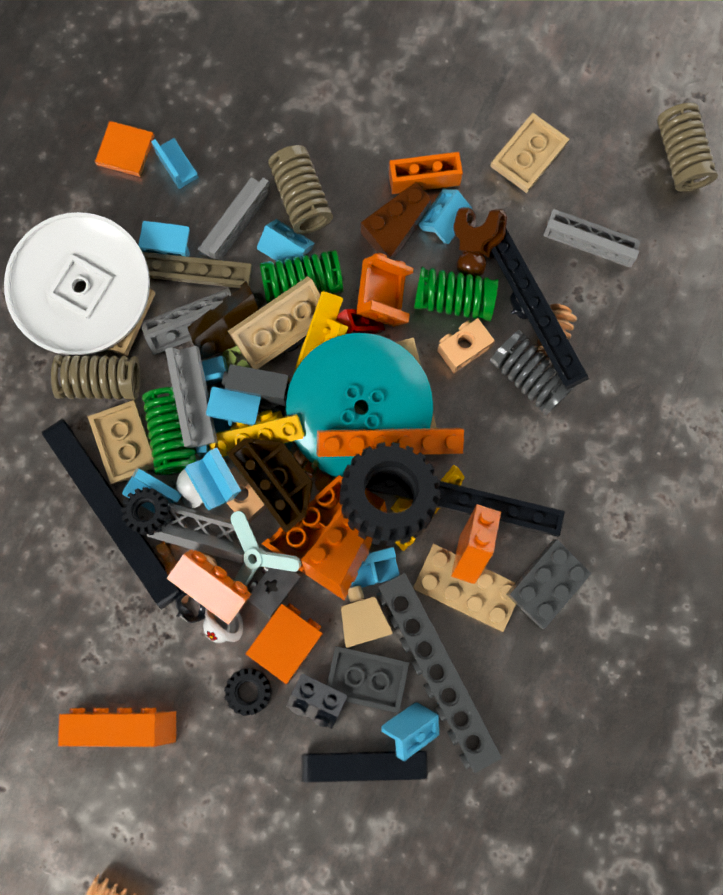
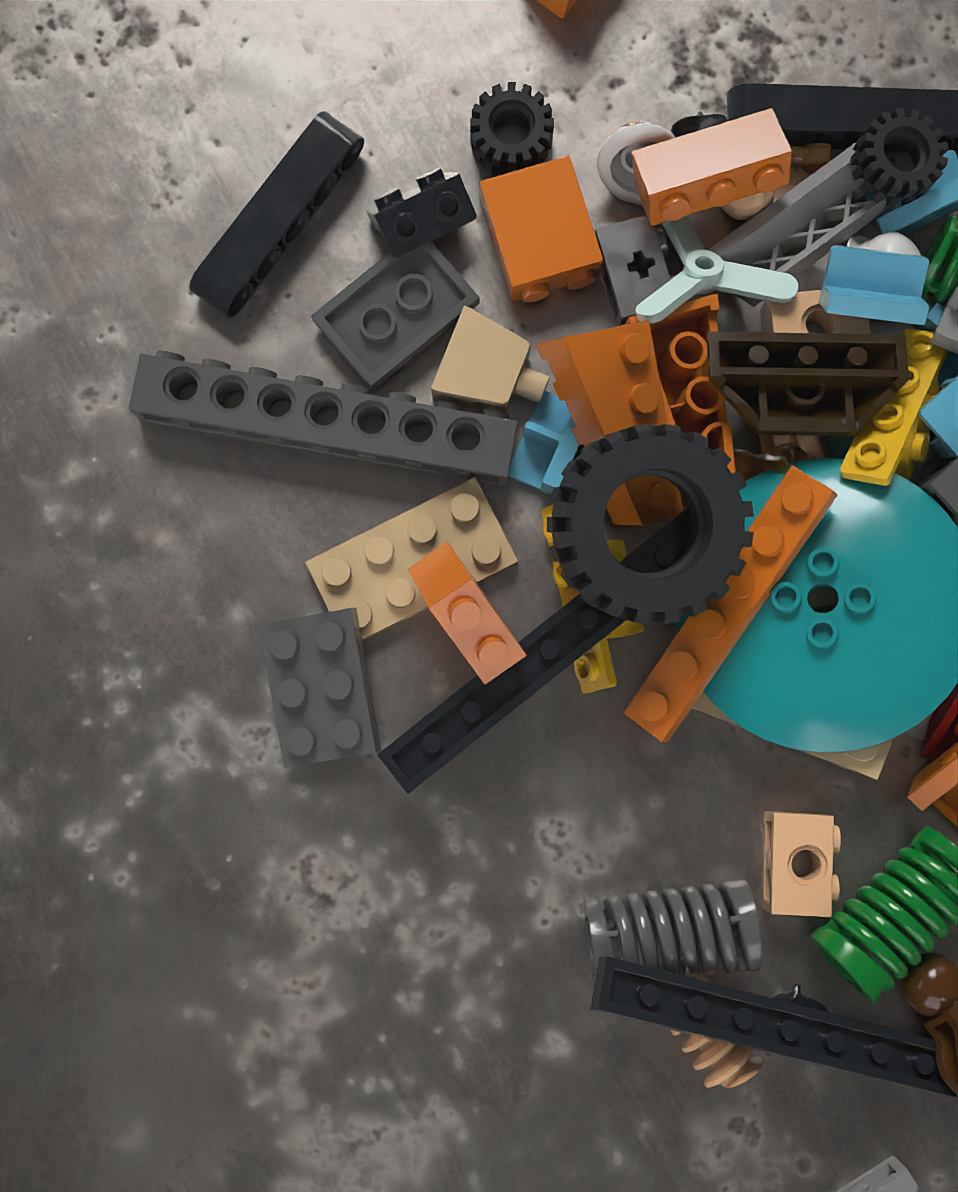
camera: 130 degrees right, 5 degrees up
(412, 729) = (273, 313): medium azure panel -> none

